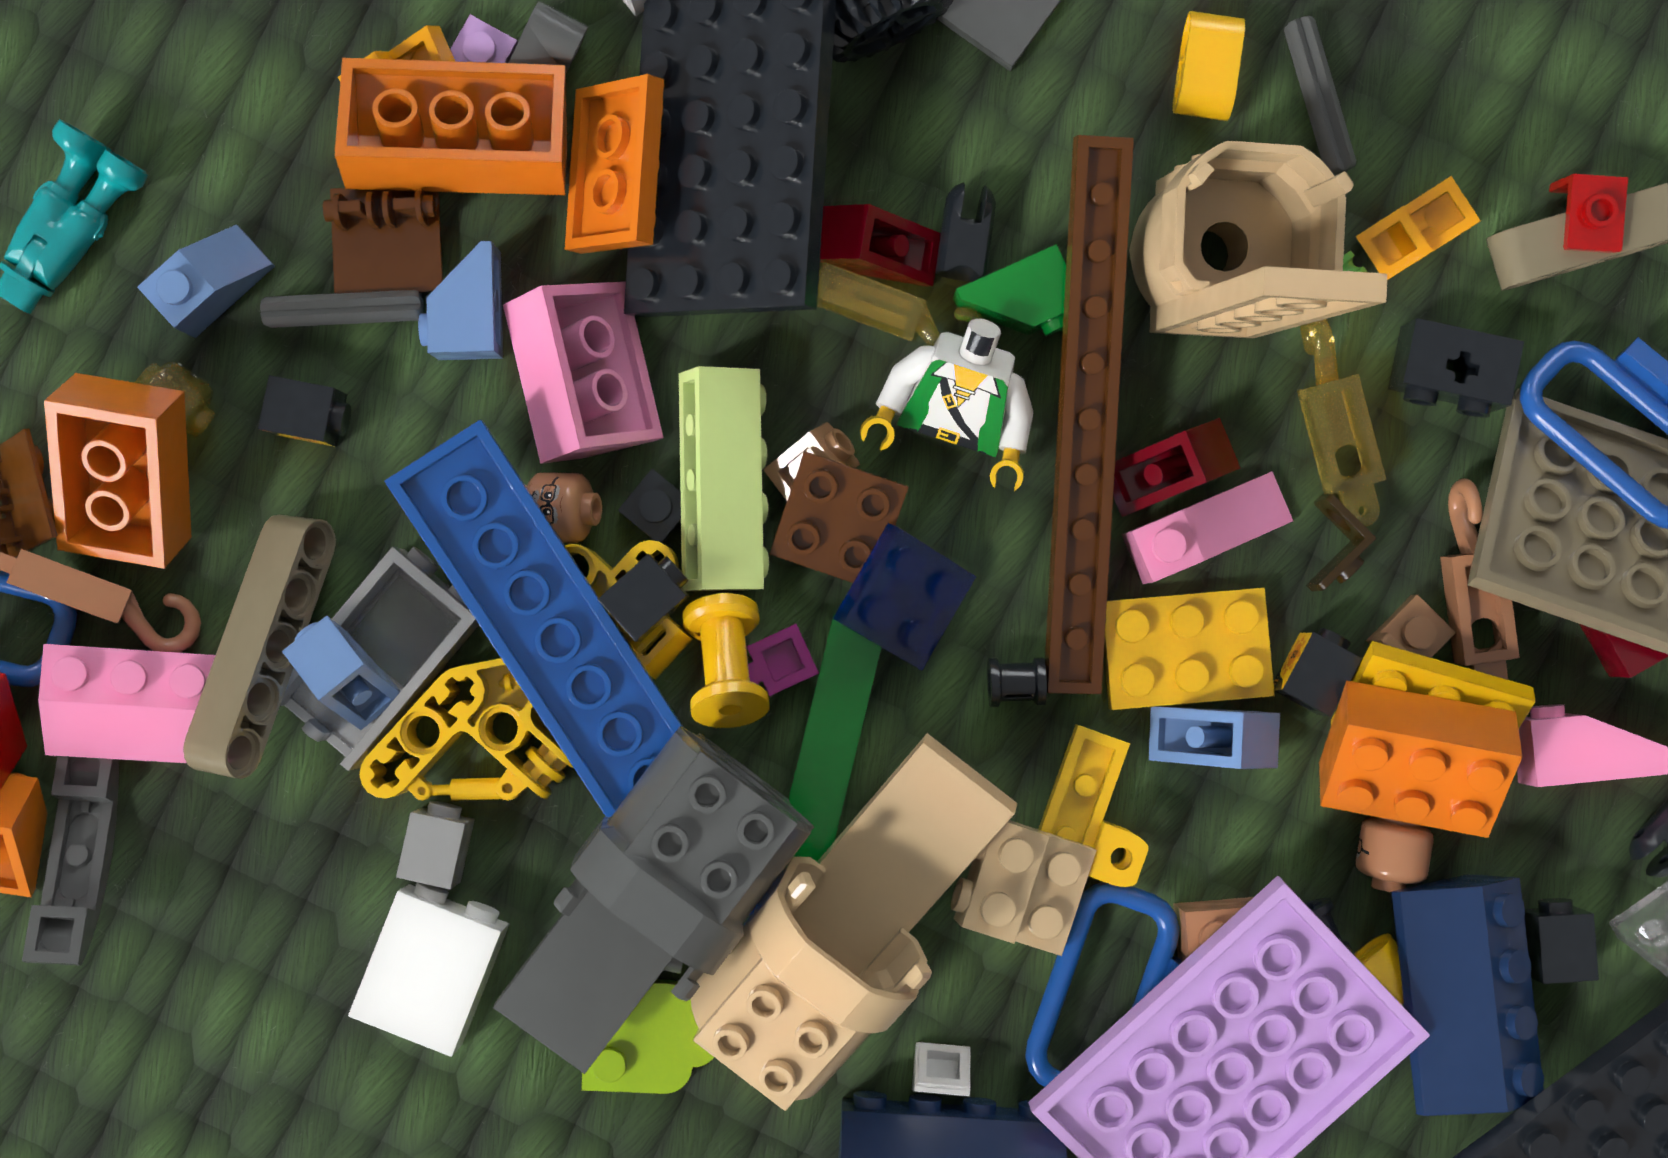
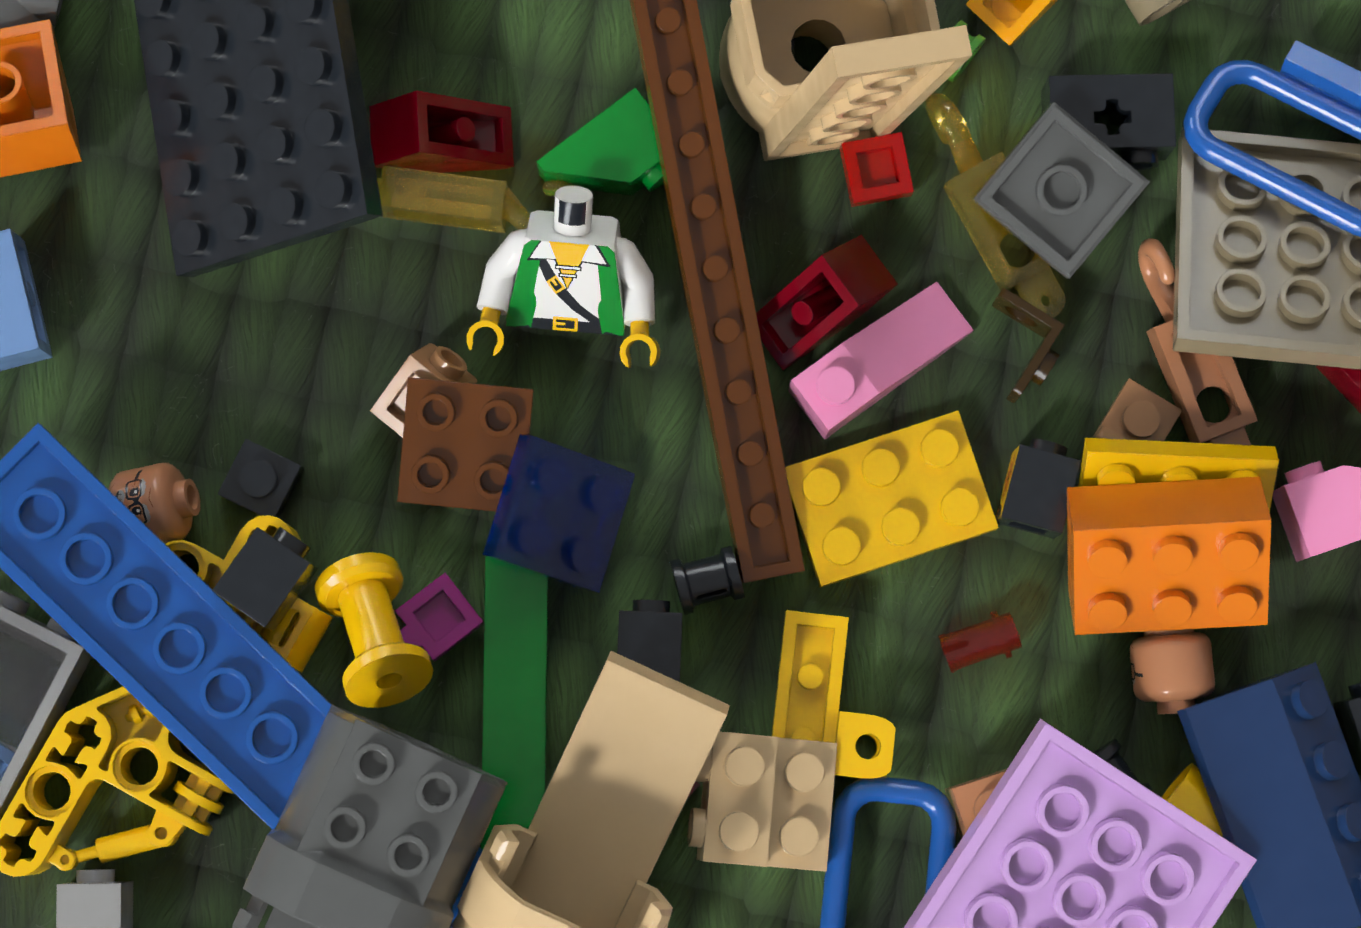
camera: 10 degrees left, 5 degrees down
(582, 370) = (143, 349): bright pink slope -> none
(614, 165) = (129, 115): orange plate -> none
(722, 479) = (326, 431): yellowish green brick -> none
(958, 722) = (652, 636): none -> black brick
(965, 241) = (538, 110): black piece -> none
(1214, 737) = (942, 588): medium blue slope -> none
(1237, 788) = (980, 641): none -> clear red pin
(1244, 363) = (876, 169): none -> red plate
(1402, 420) = (1060, 190): none -> dark grey tile

